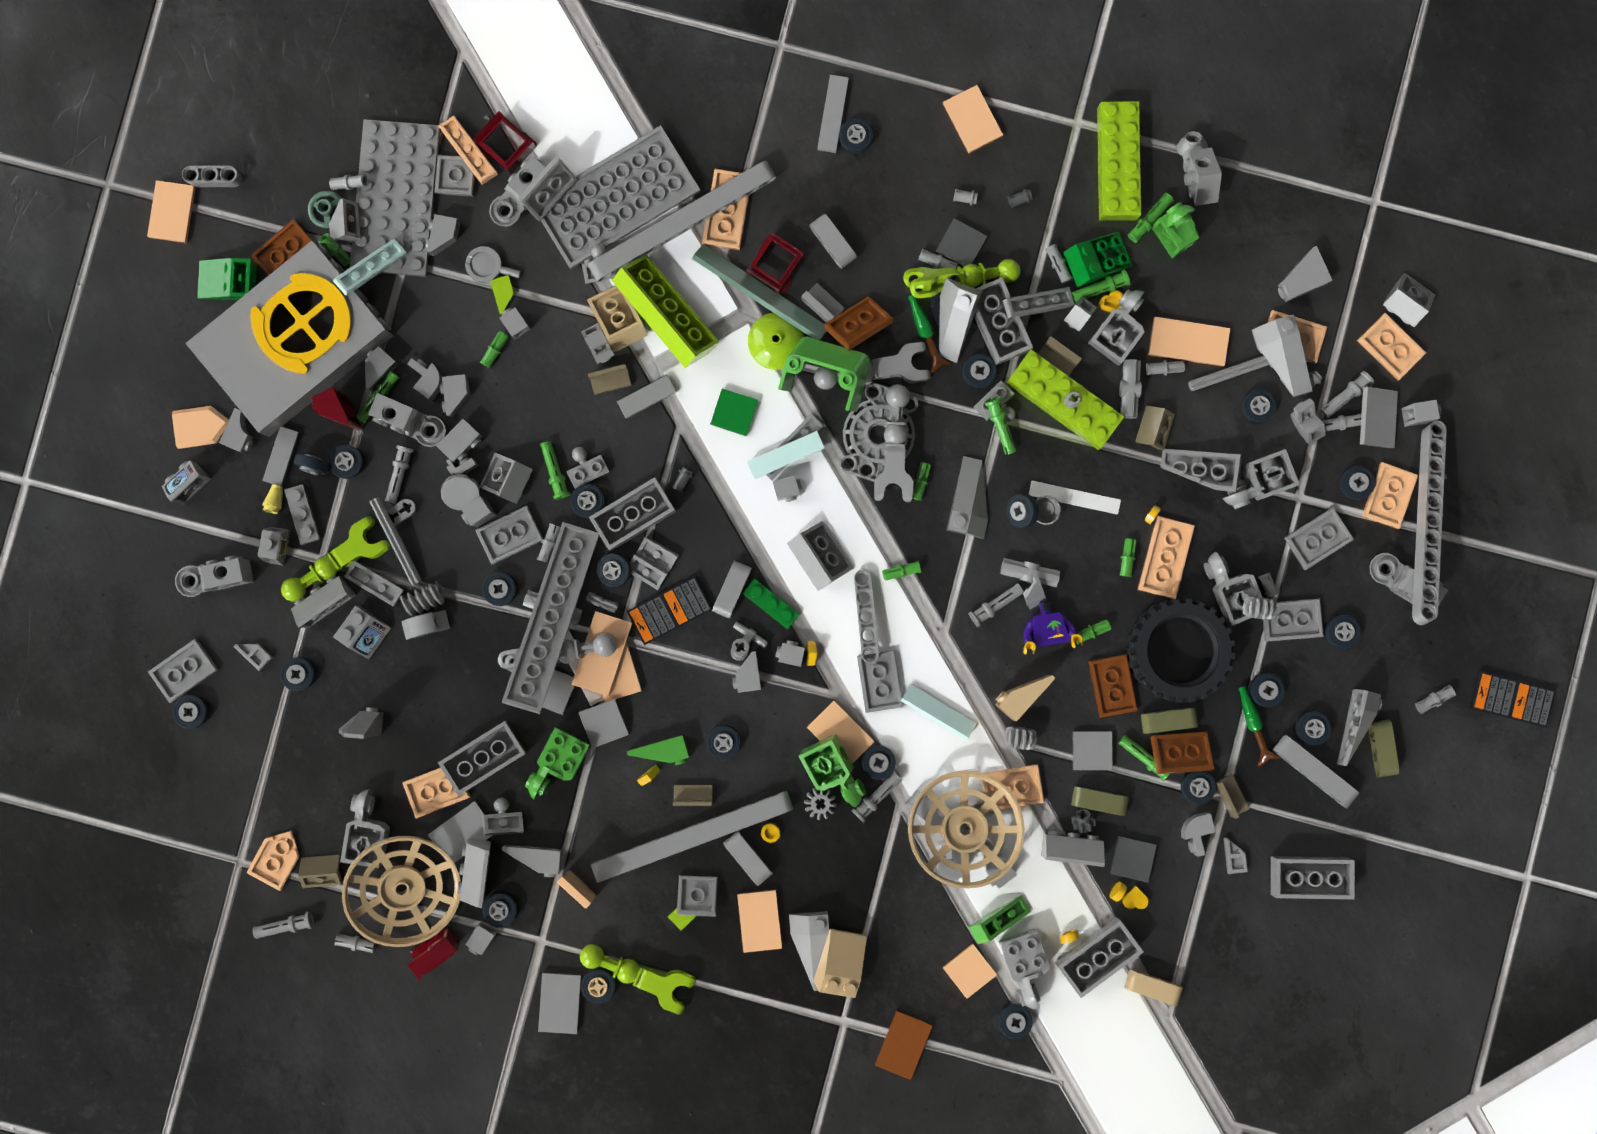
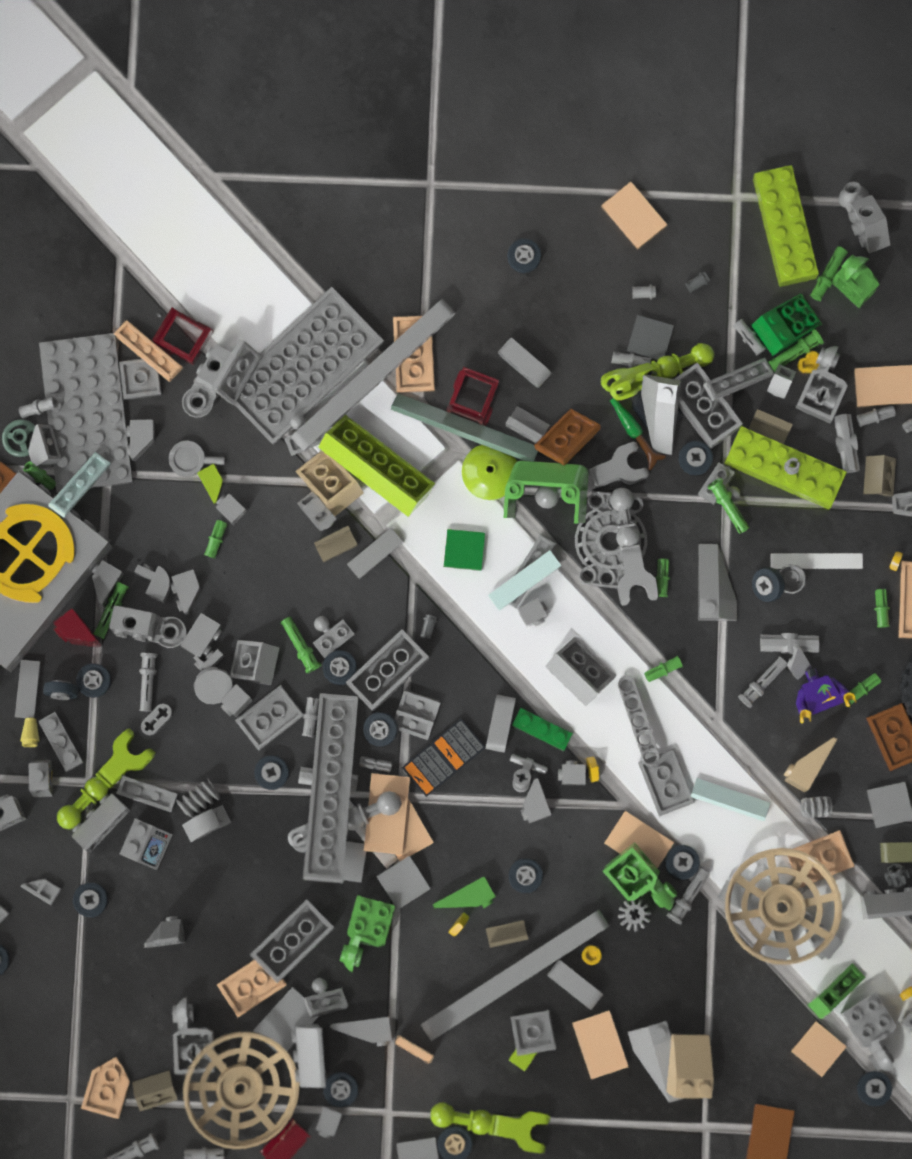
camera: 10 degrees left, 5 degrees down
(395, 540) = (159, 747): light grey axle -> none
(833, 113) = (496, 239): light grey tile -> none

